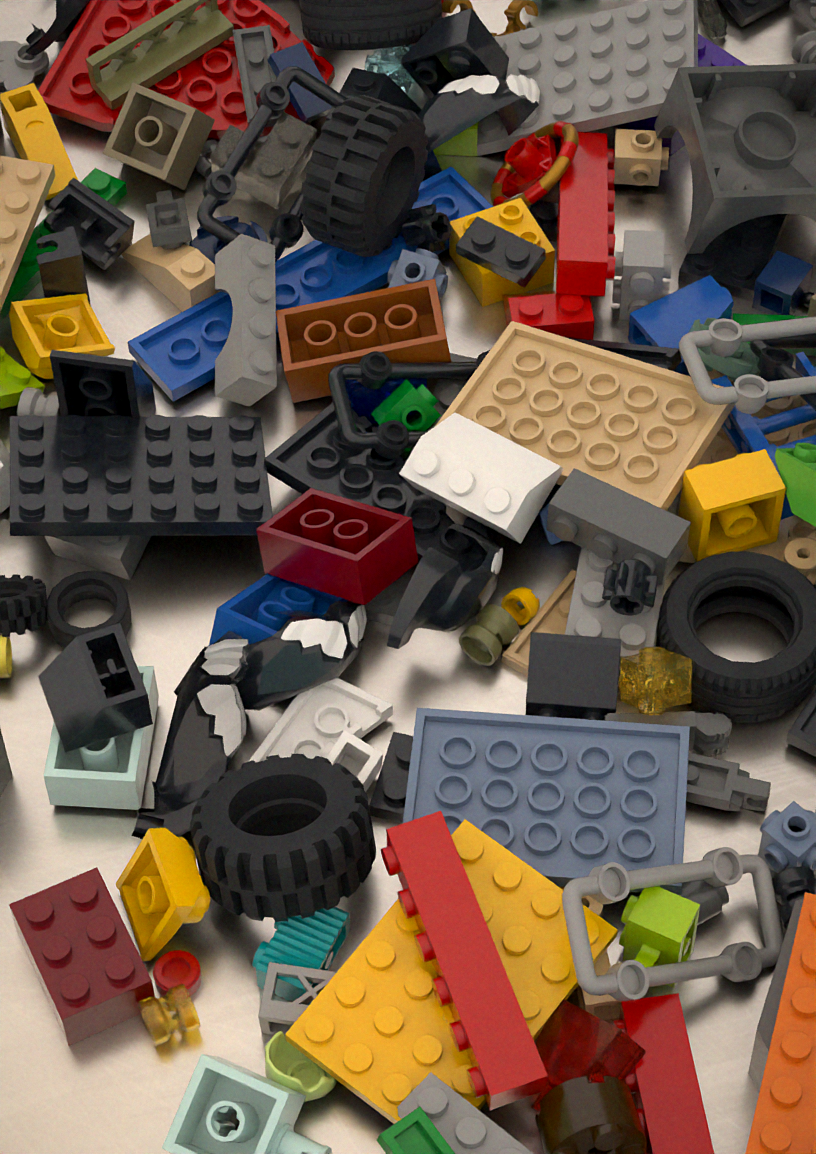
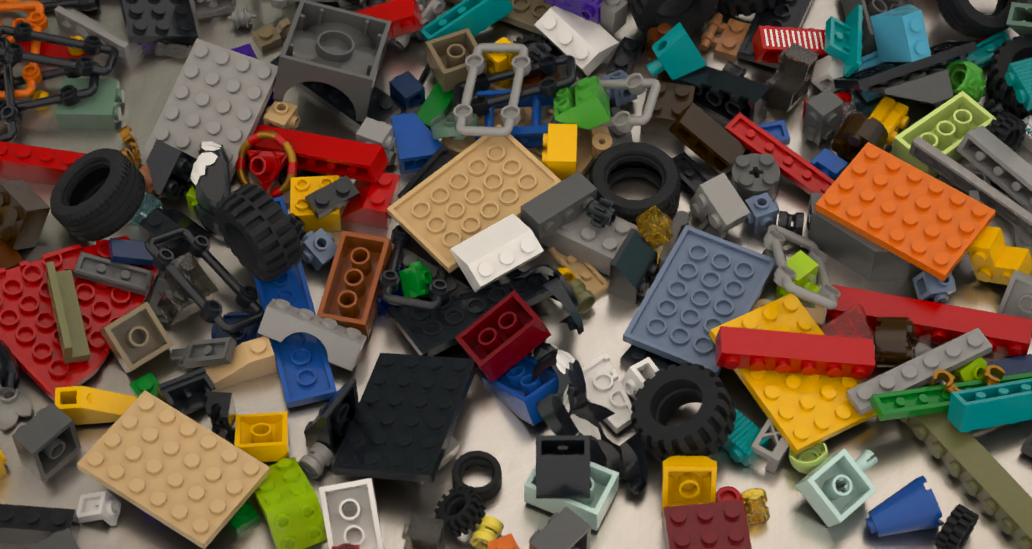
camera: 70 degrees left, 0 degrees up
(762, 763) = (719, 203): none -> light grey brick

